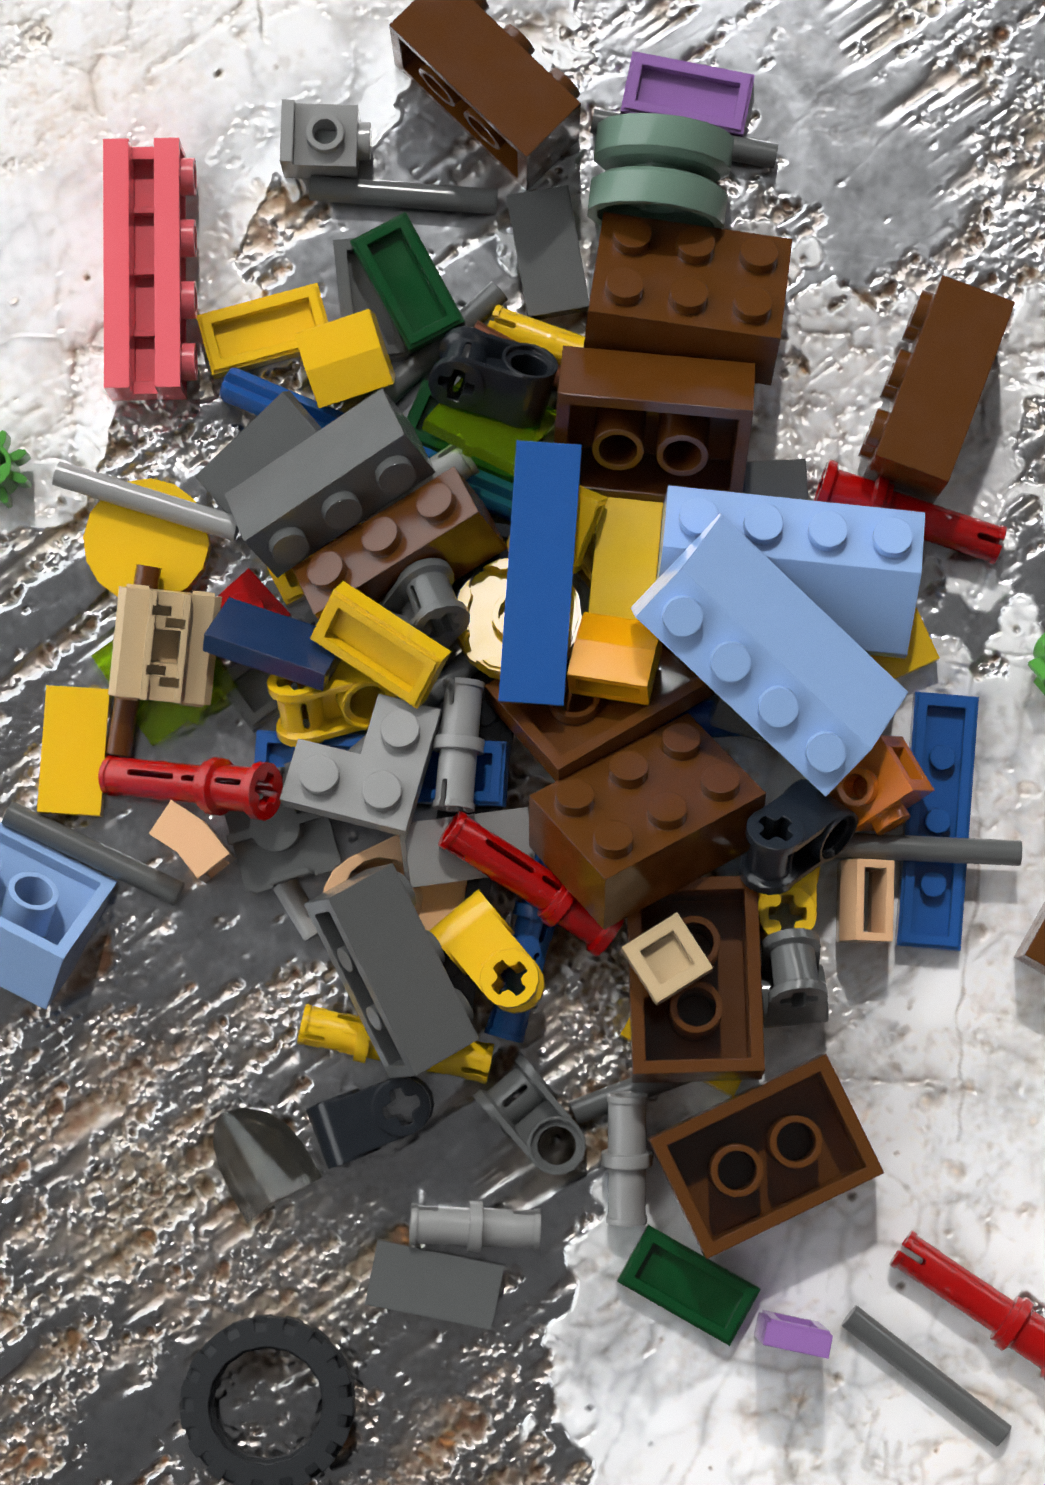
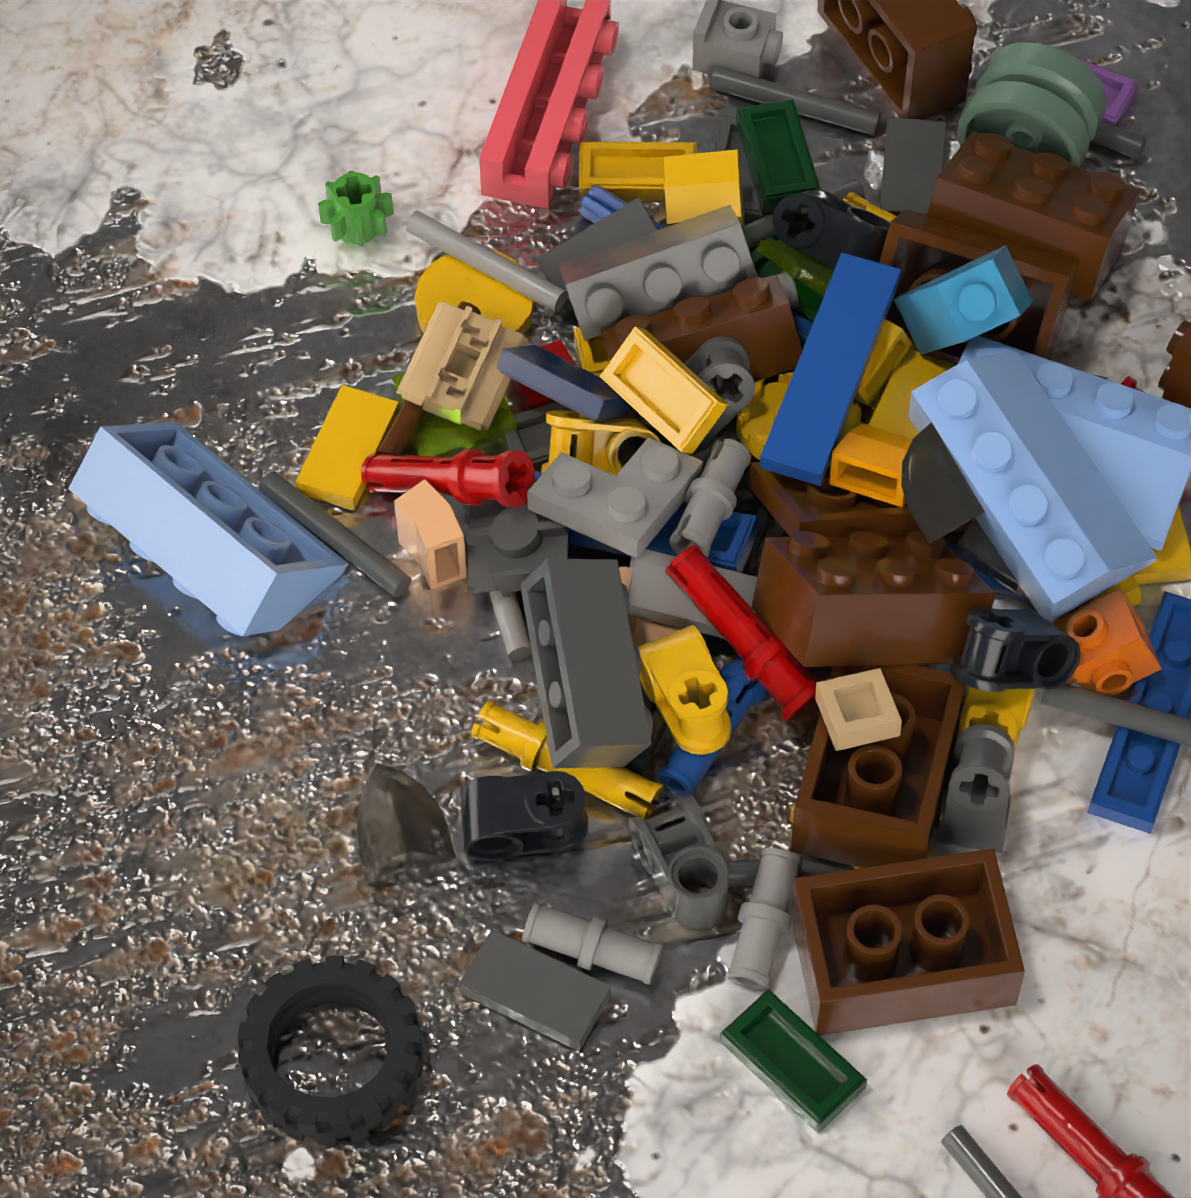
camera: 15 degrees right, 25 degrees down
(659, 459) = (964, 302): none -> dark azure slope
(681, 702) = (936, 487): none -> clear smoke brick
(793, 1334) = (889, 1108): medium lavender tile -> none
(851, 901) = (1074, 720): light nougat piece -> none

